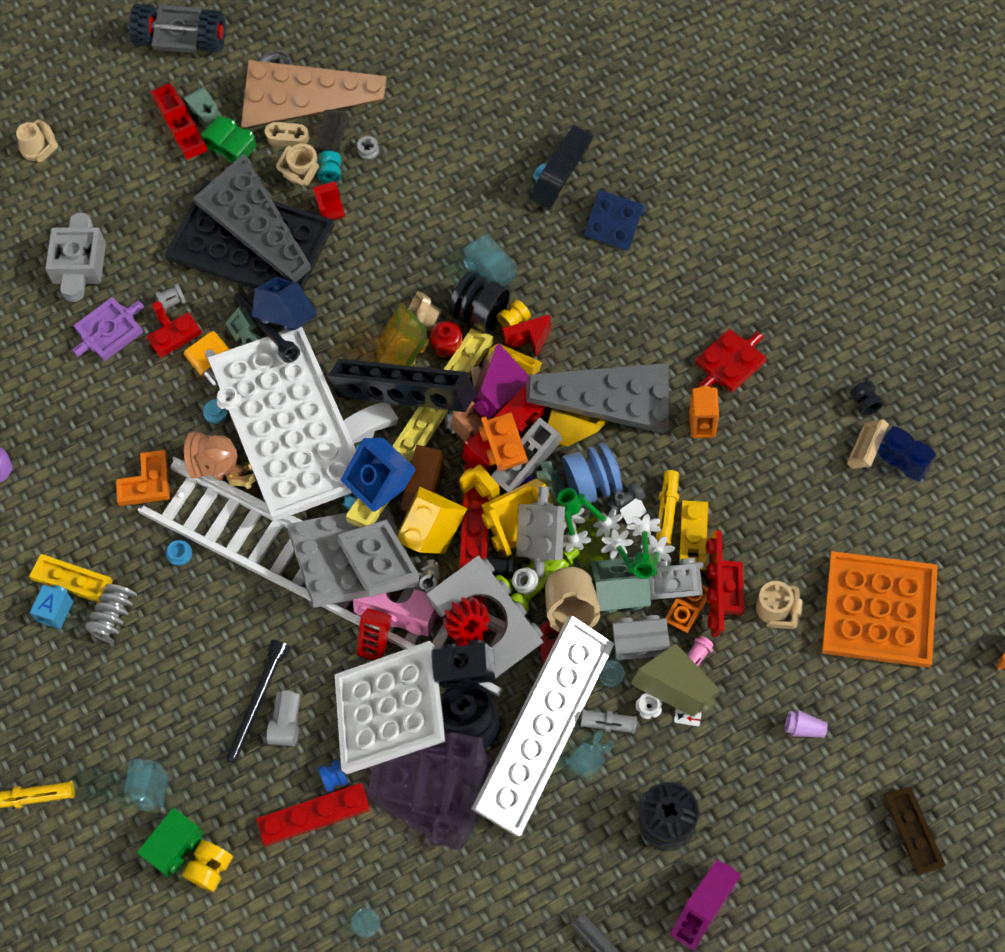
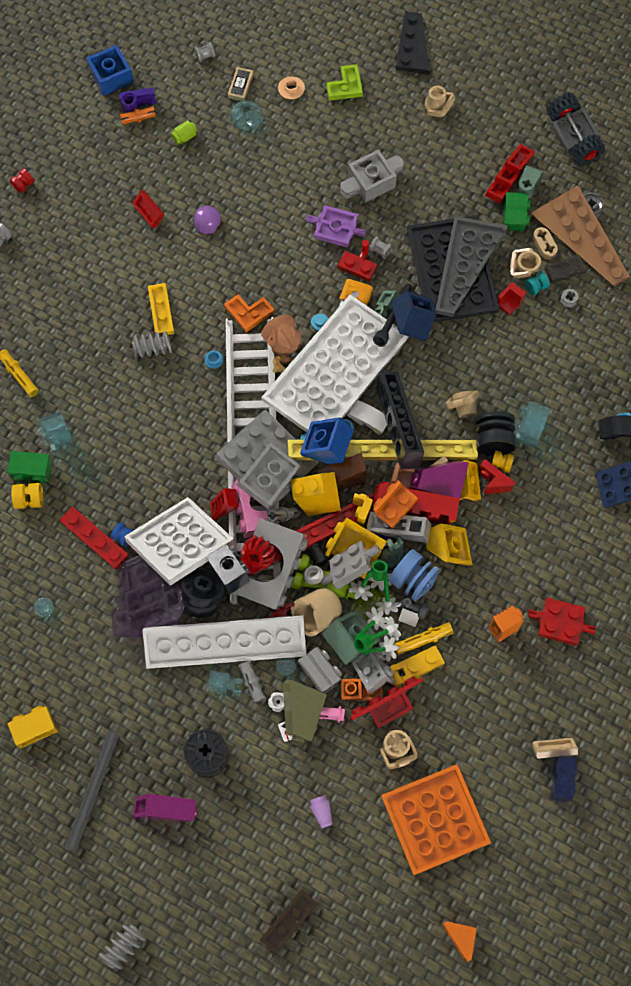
camera: 55 degrees right, 5 degrees up
(52, 606) = (137, 310): dark azure brick -> none
(228, 393) = (326, 318): white plate -> none
(277, 652) = (181, 455): black piece -> none
(284, 726) = (137, 487): light grey piece -> none
(401, 339) = (433, 402): clear yellow slope -> none
(445, 339) = (456, 428): red head -> none
(618, 394) = (483, 561): dark grey wing -> none
(866, 397) = (590, 729): black wheel -> none

